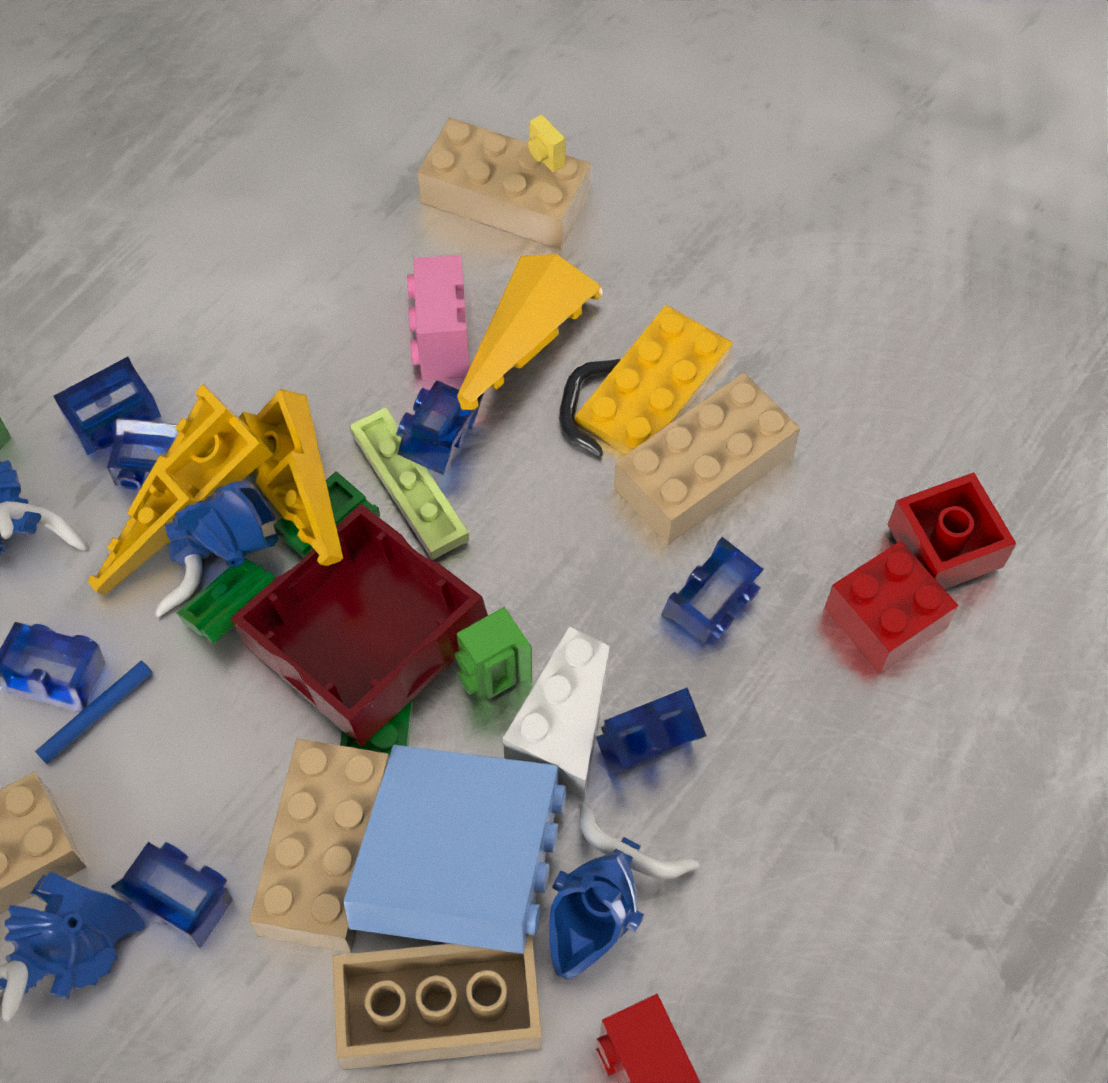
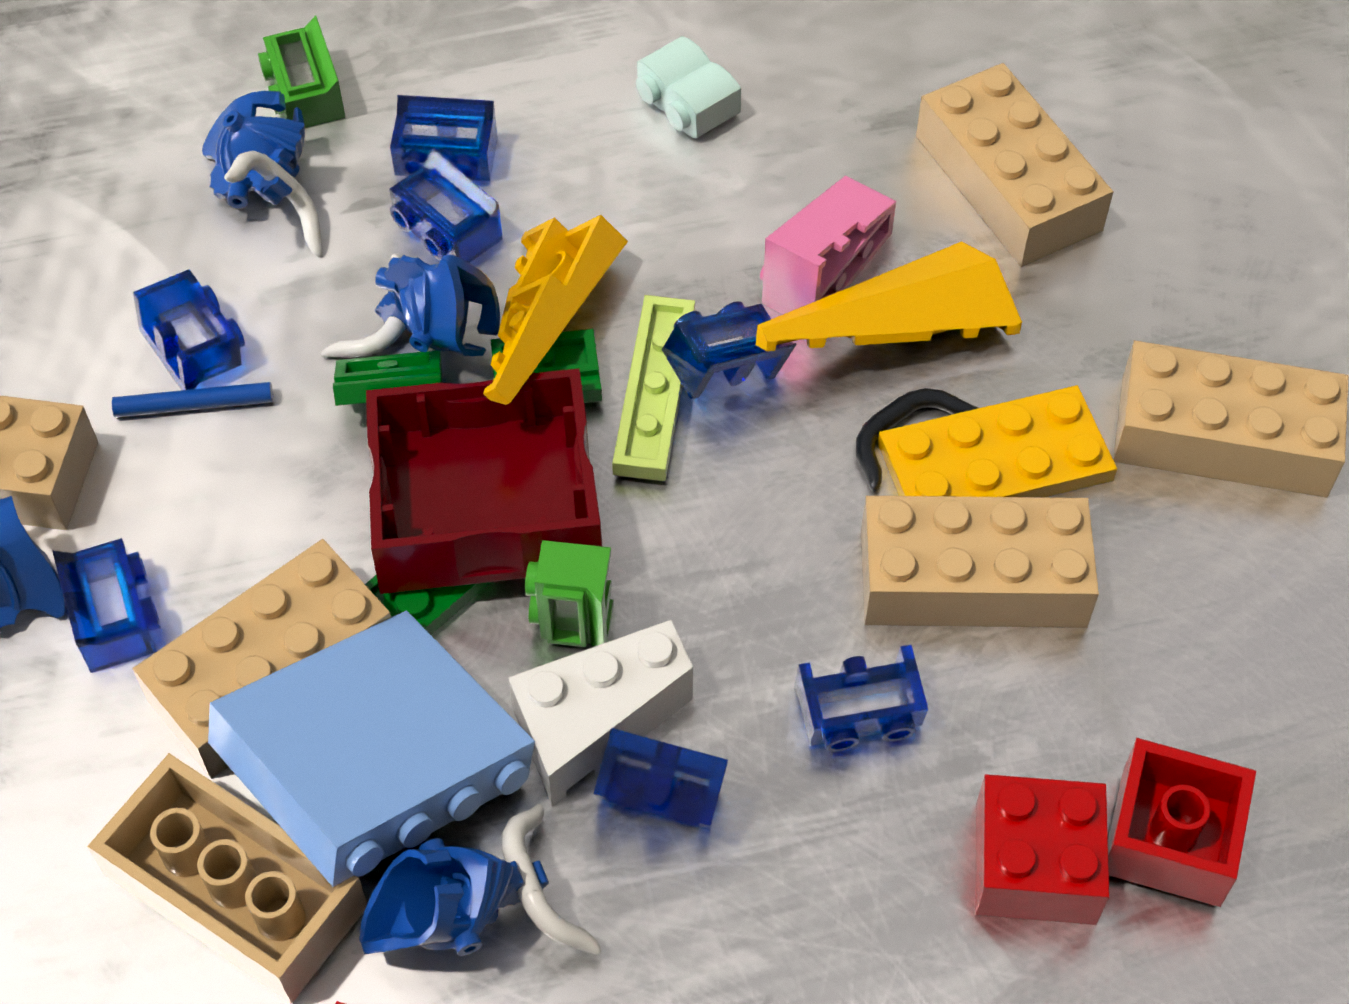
camera: 40 degrees right, 5 degrees down
(206, 454) = (489, 227): yellow wedge -> none
(246, 261) = (688, 87): none -> light aqua brick
(546, 143) = (1070, 139): light yellow plate -> none
(771, 266) = (1232, 419): none -> tan brick

